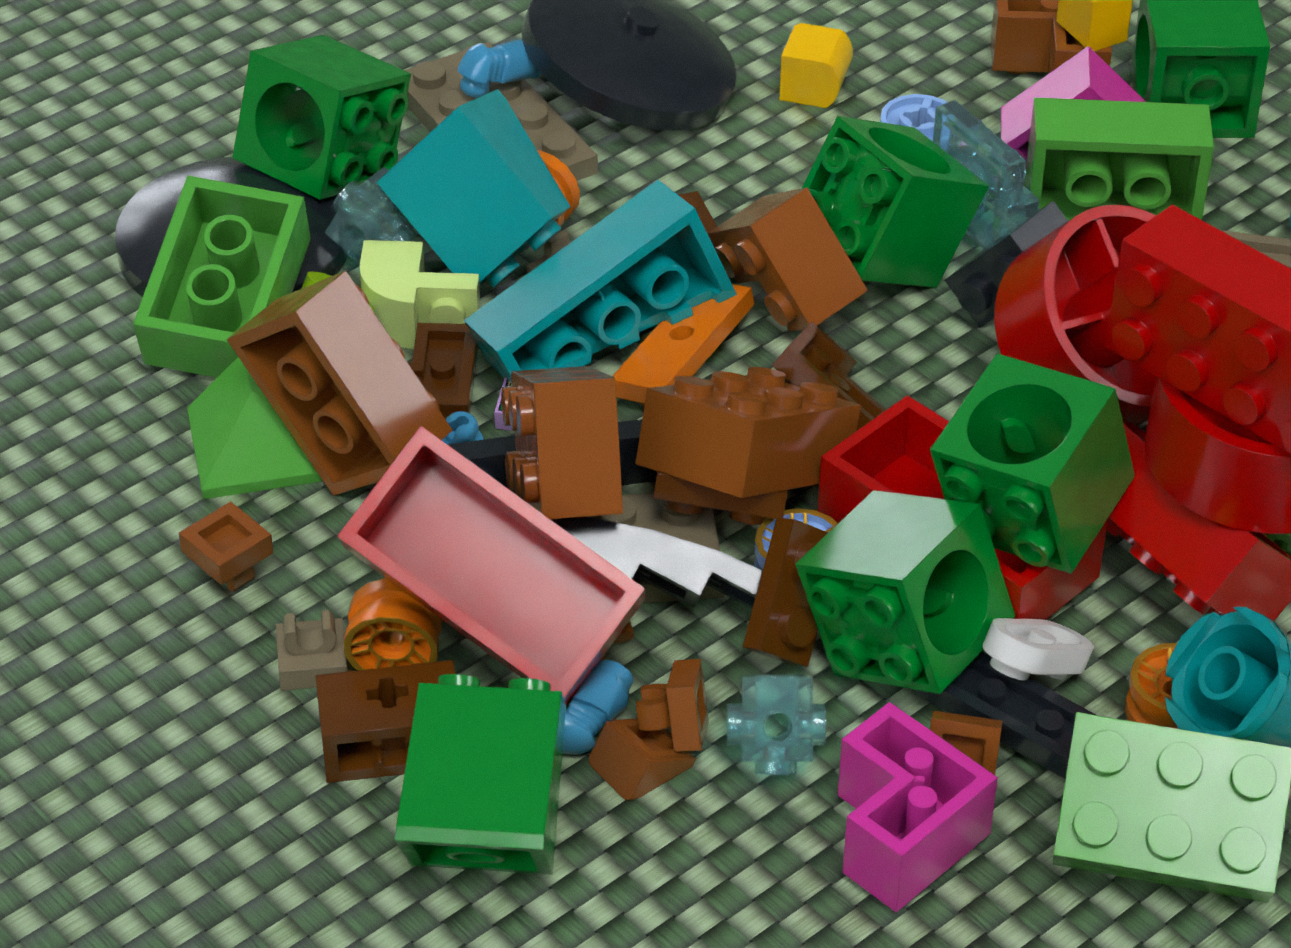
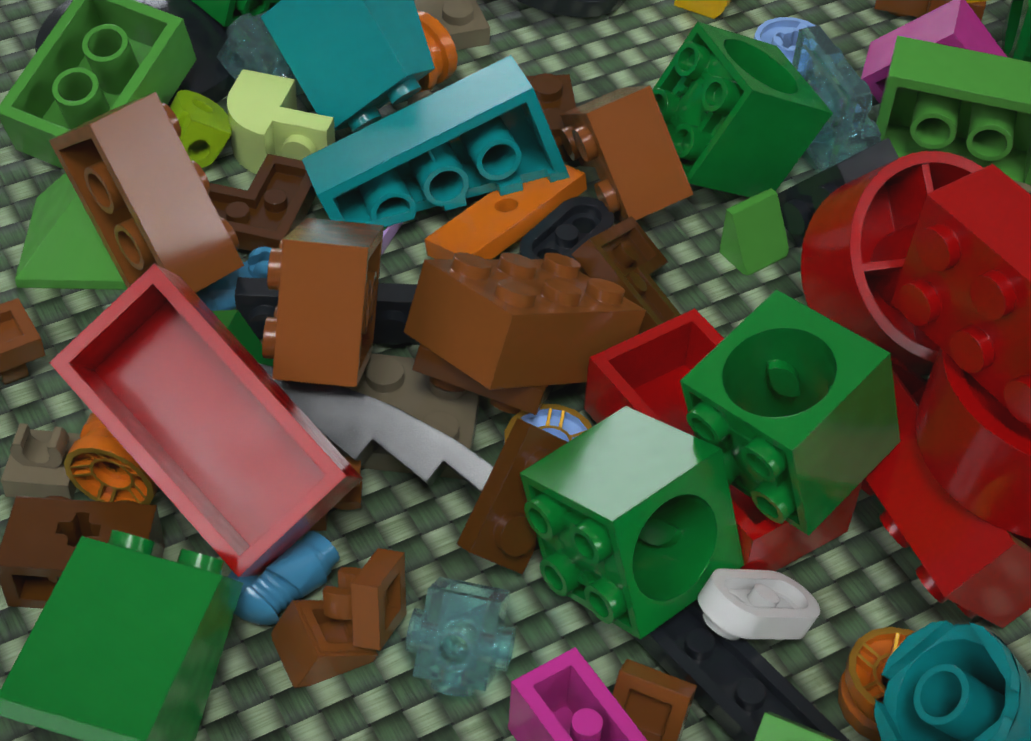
camera: 10 degrees right, 5 degrees up
(751, 342) = (567, 228): none -> black plate
(935, 320) = (754, 233): none -> bright green slope

